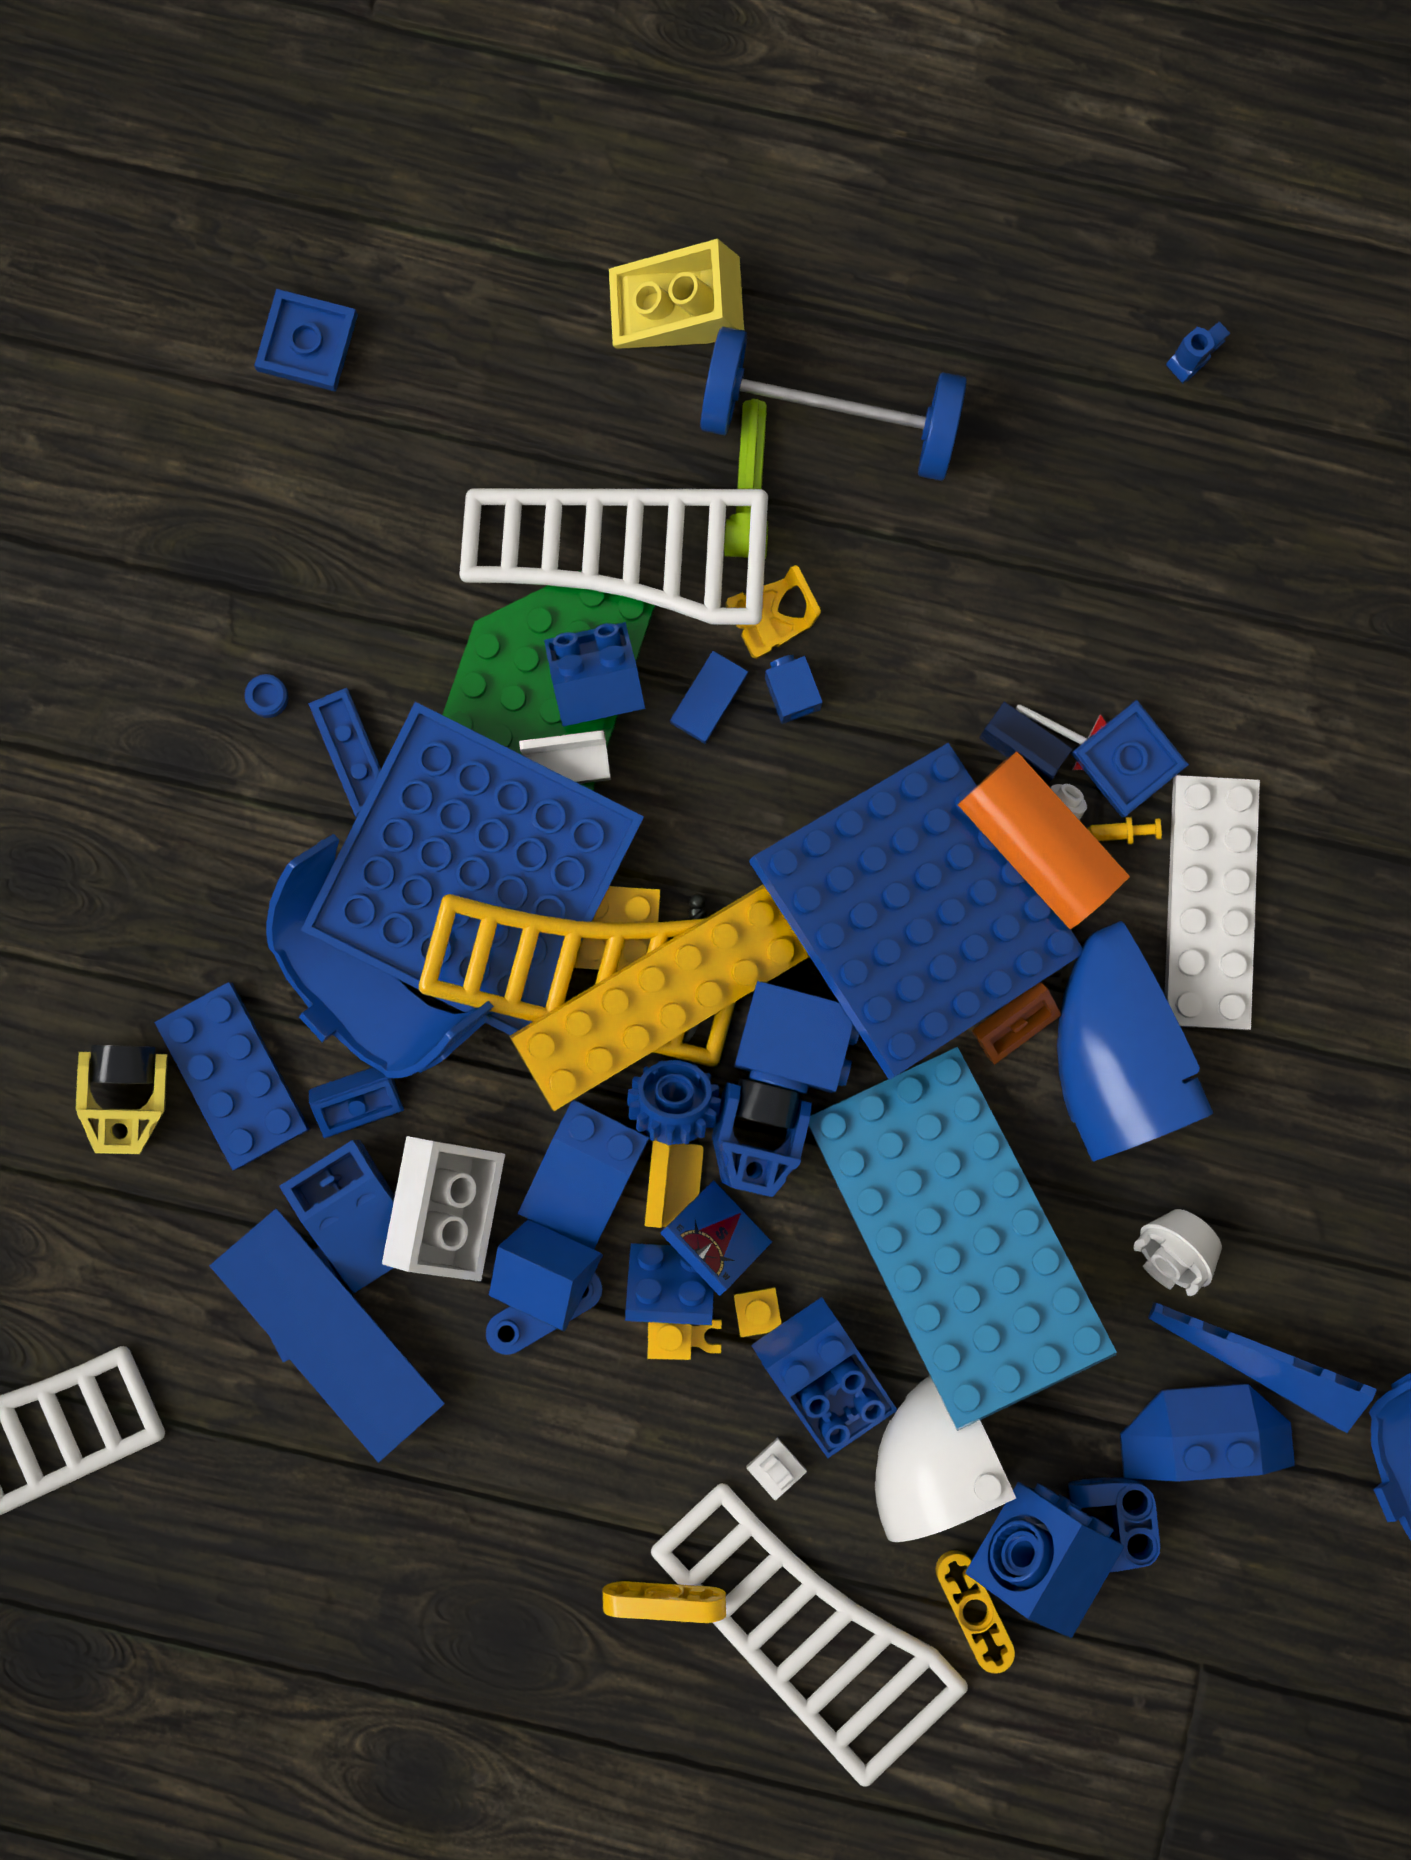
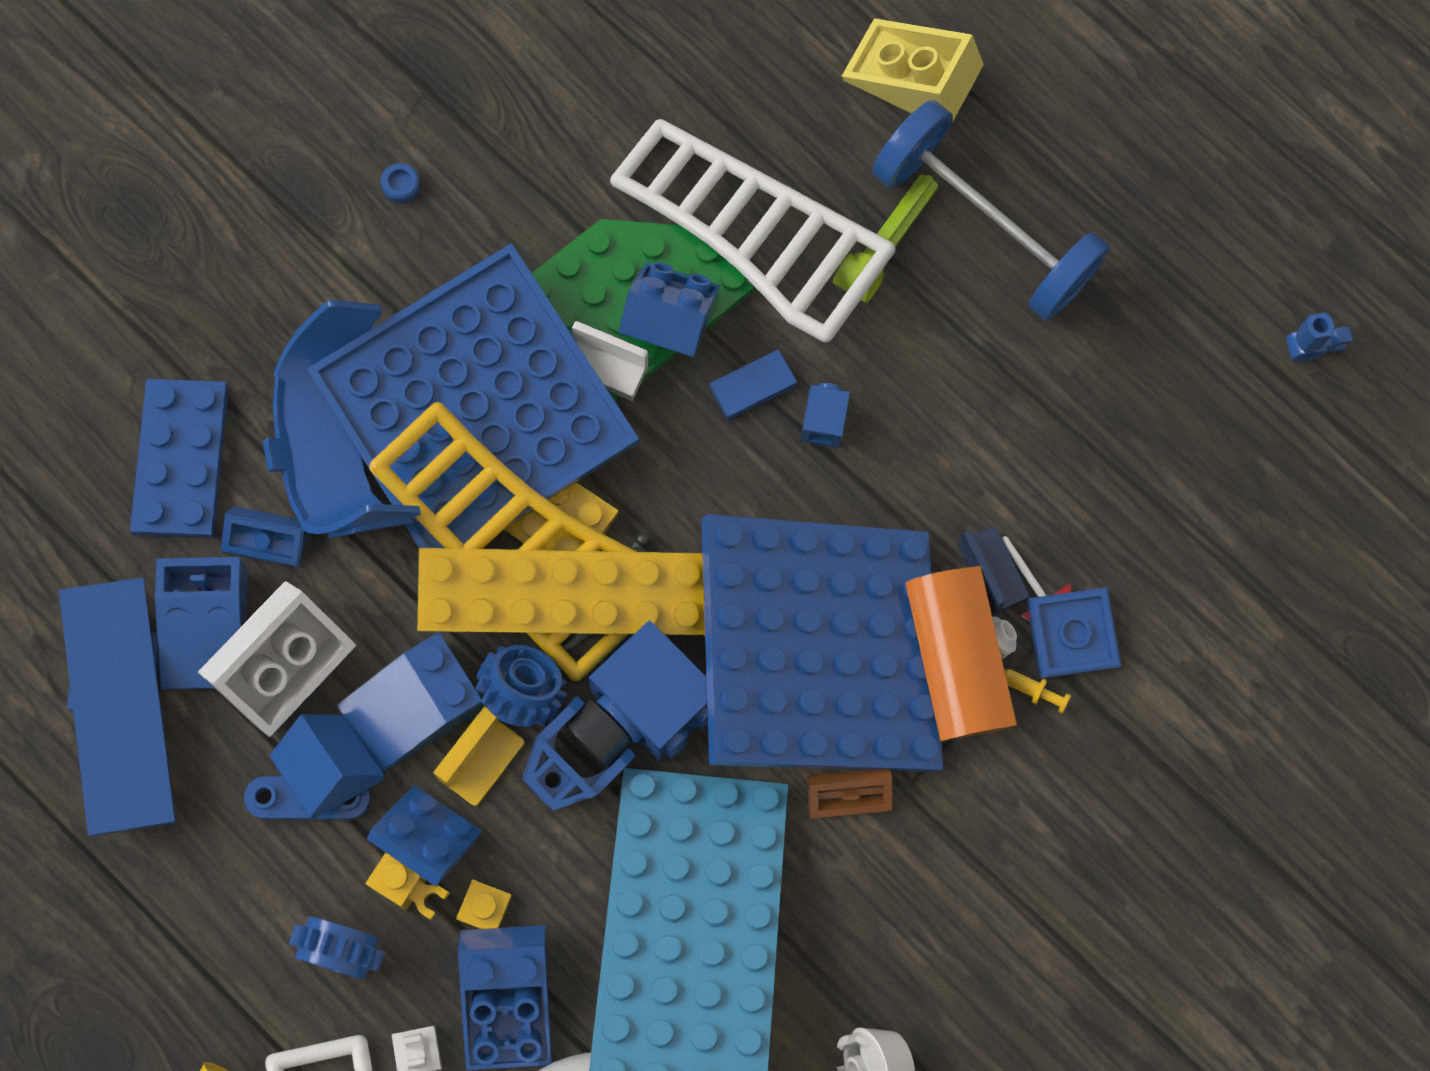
camera: 25 degrees right, 10 degrees down
(127, 1066) = (96, 394): light yellow piece -> none
(347, 745) = (440, 250): blue tile -> none
(657, 1428) = (336, 948): none -> blue gear
(716, 1238) = (486, 819): blue tile -> none
(775, 627) = (836, 358): yellow piece -> none
(1123, 1050) = (926, 870): blue panel -> none
(1212, 901) = (1075, 794): white plate -> none

